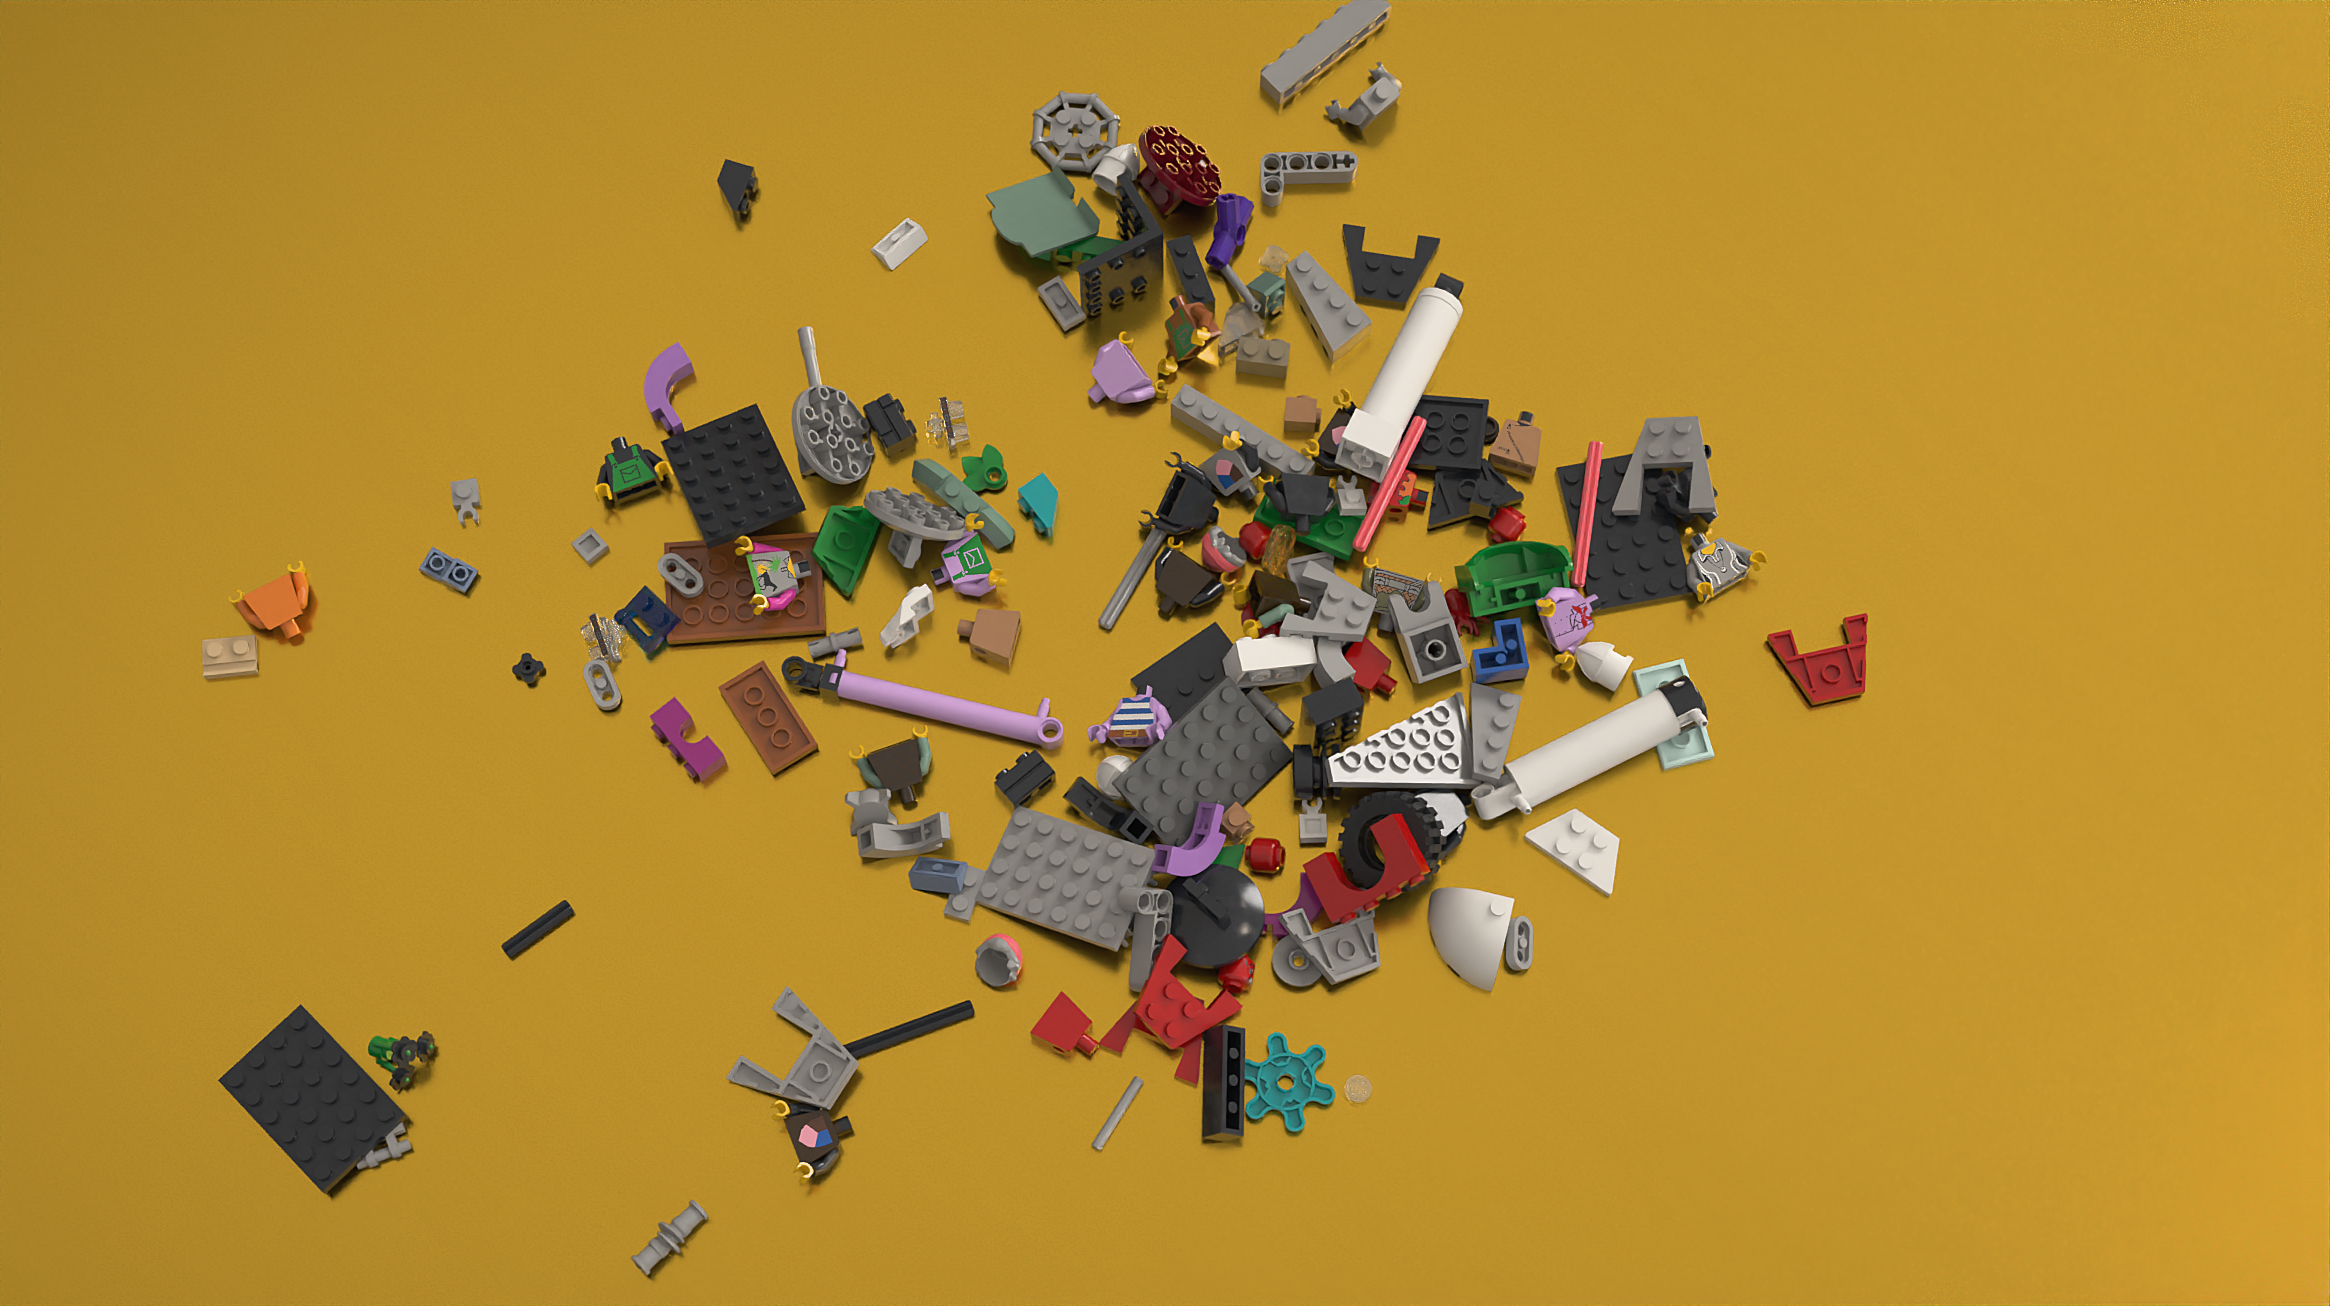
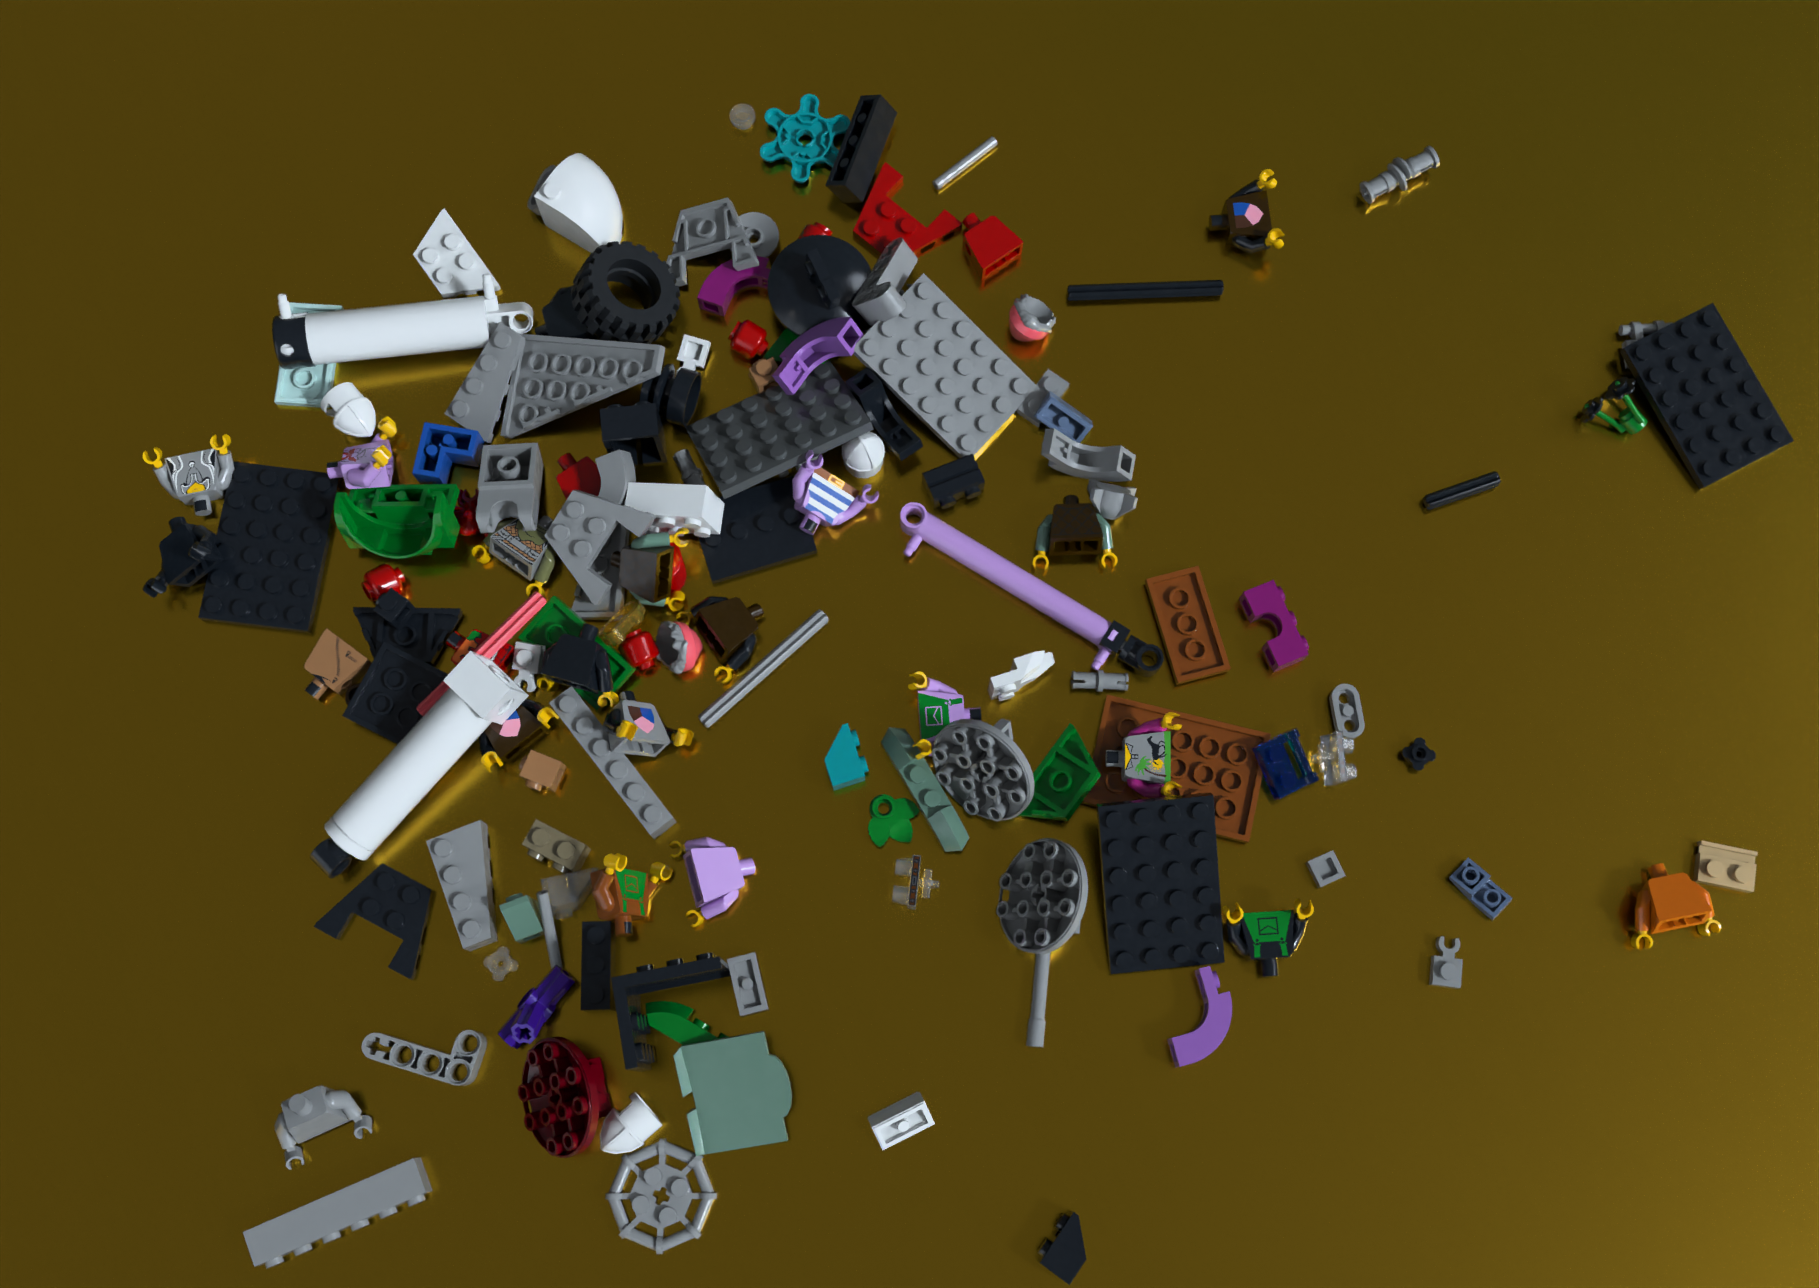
camera: 165 degrees left, 5 degrees up
(681, 576) = (1242, 793): light grey plate -> none
(818, 1072) = (1229, 266): light grey wing -> none
(889, 424) = (975, 900): black brick -> none
(992, 633) = (938, 637): medium nougat torso -> none
(1170, 1008) = (886, 218): red wing -> none
(1185, 502) = (697, 703): black torso -> none
(1402, 867) = (688, 253): red arch -> none
(1586, 514) = (294, 571): coral axle -> none
(1668, 444) = (181, 604): light grey wing -> none
(1828, 672) = (140, 343): red wing -> none

